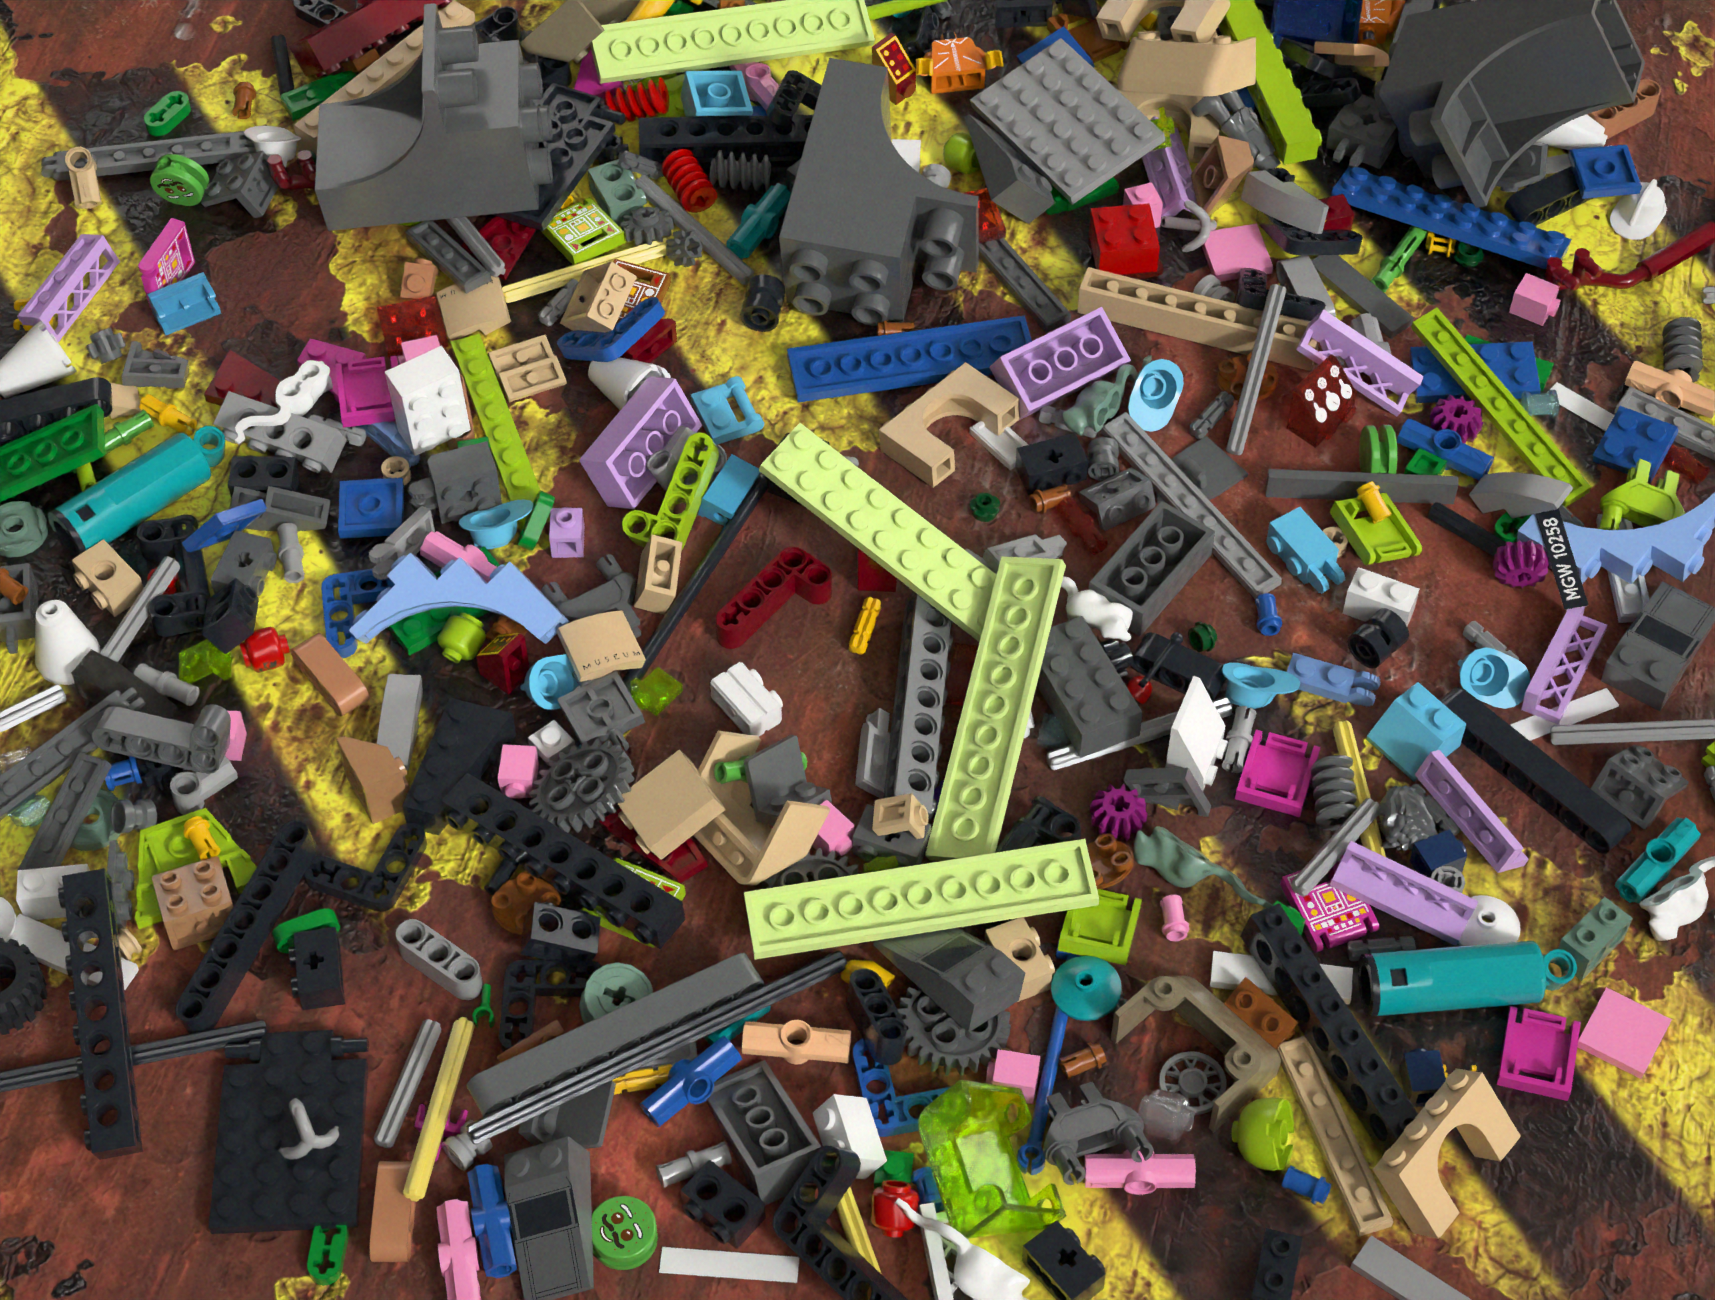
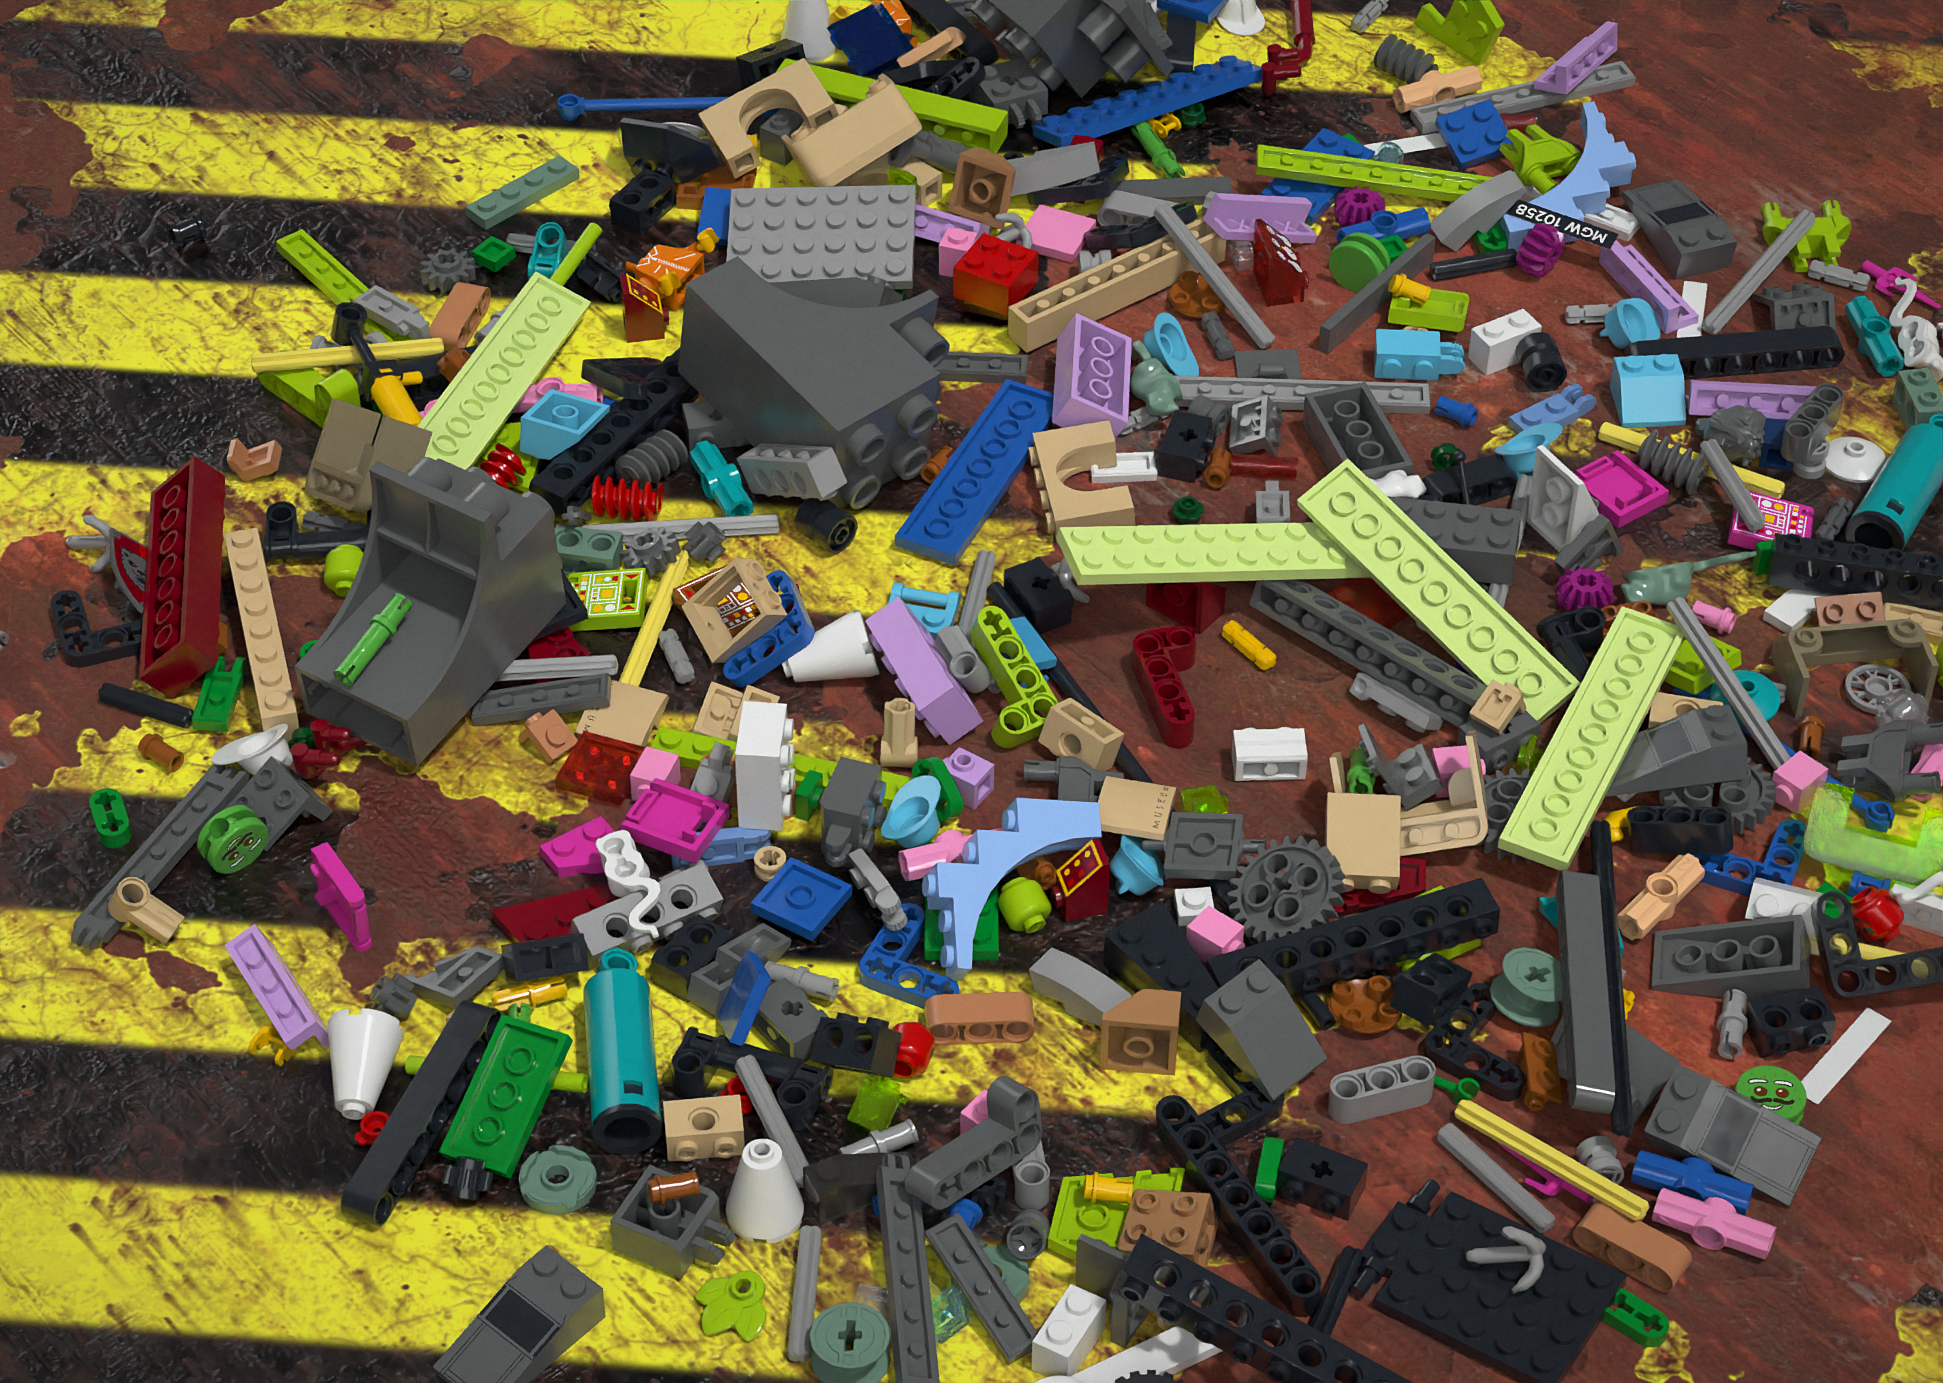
camera: 55 degrees left, 10 degrees down
(184, 303) = (395, 917): dark azure hinge -> none
(189, 398) = (544, 957): none -> black brick
(373, 120) = (381, 628): none -> bright green pin
(415, 846) = (1261, 1030): none -> dark grey slope
(566, 467) = (899, 742): none -> tan piece
(690, 1081) = (1650, 981): blue piece -> none
(765, 253) = (792, 471): none -> light grey brick
(772, 432) = (977, 589): none -> light grey axle
(1070, 962) = (1728, 682): none -> light grey axle
(1403, 895) = (1805, 478): lavender fence -> none
(1474, 856) = (1812, 423): none -> dark grey beam
(1535, 299) = (1277, 106): bright pink brick -> none

